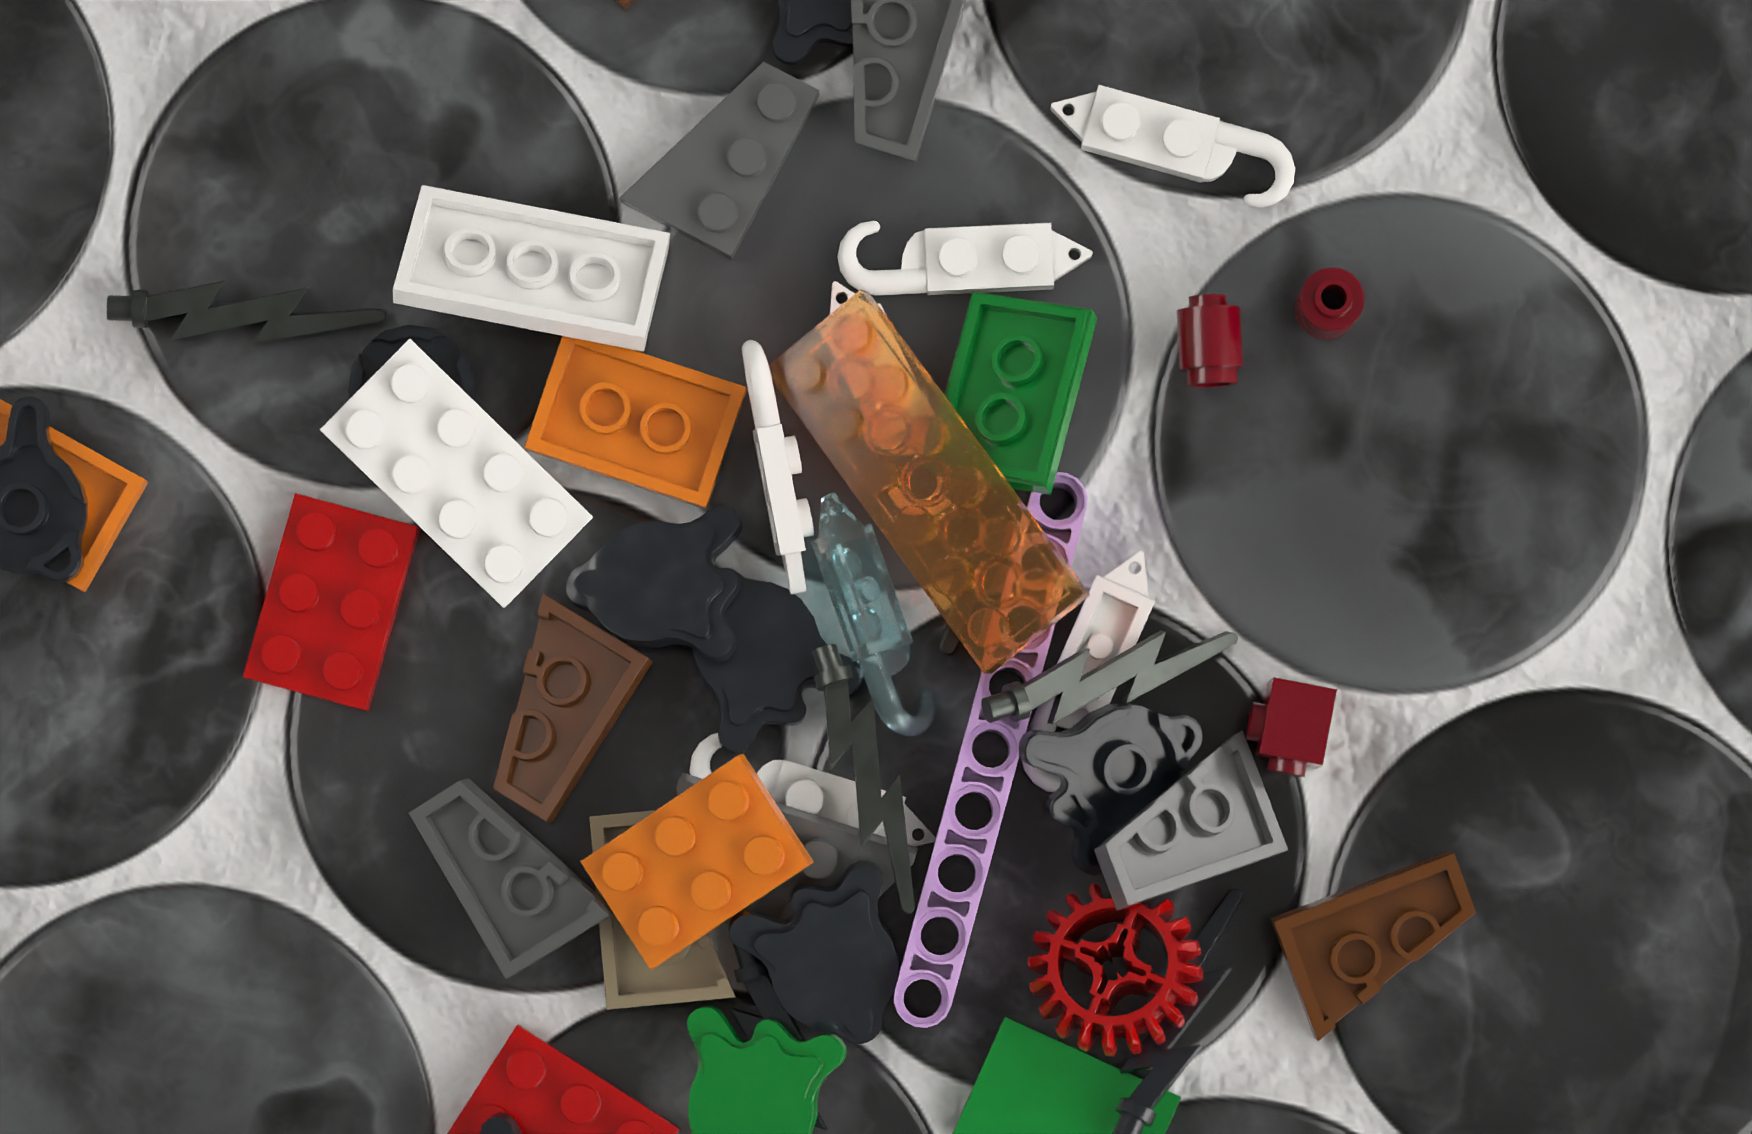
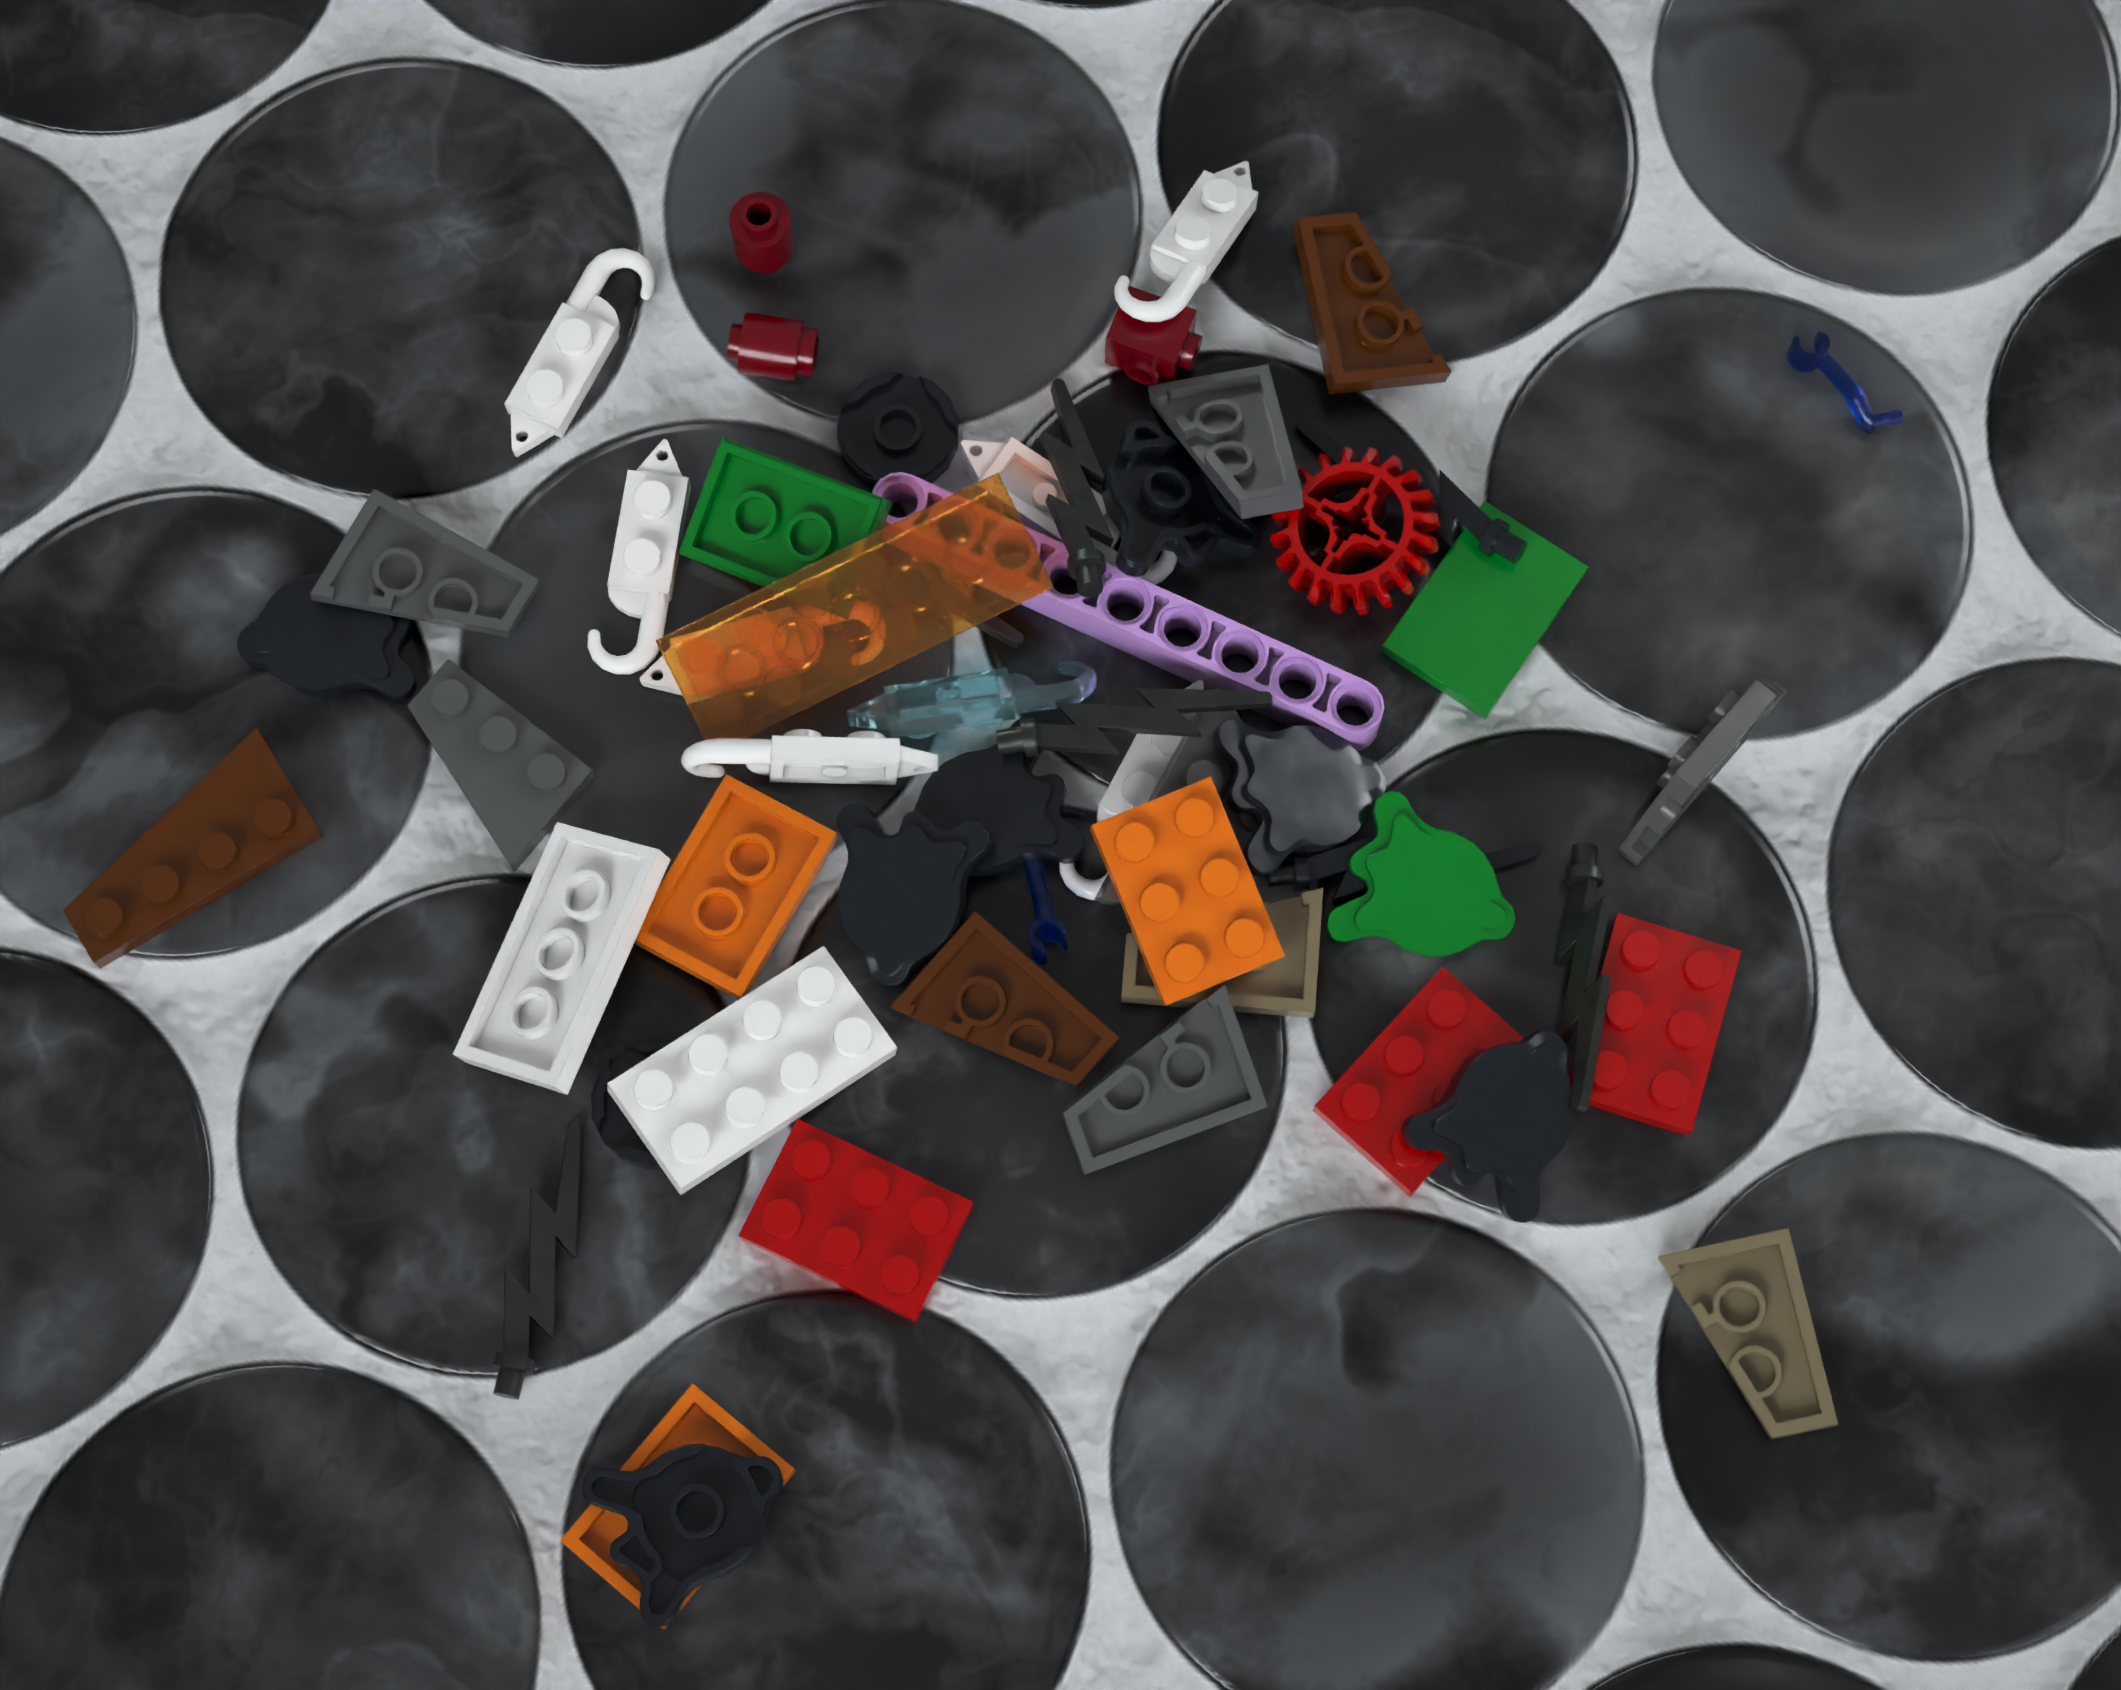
camera: 80 degrees left, 10 degrees down
(668, 725) = (1045, 926): none -> clear blue piece
(1147, 485) = (897, 427): none -> black tile
(1405, 750) = (1194, 241): none -> white plate

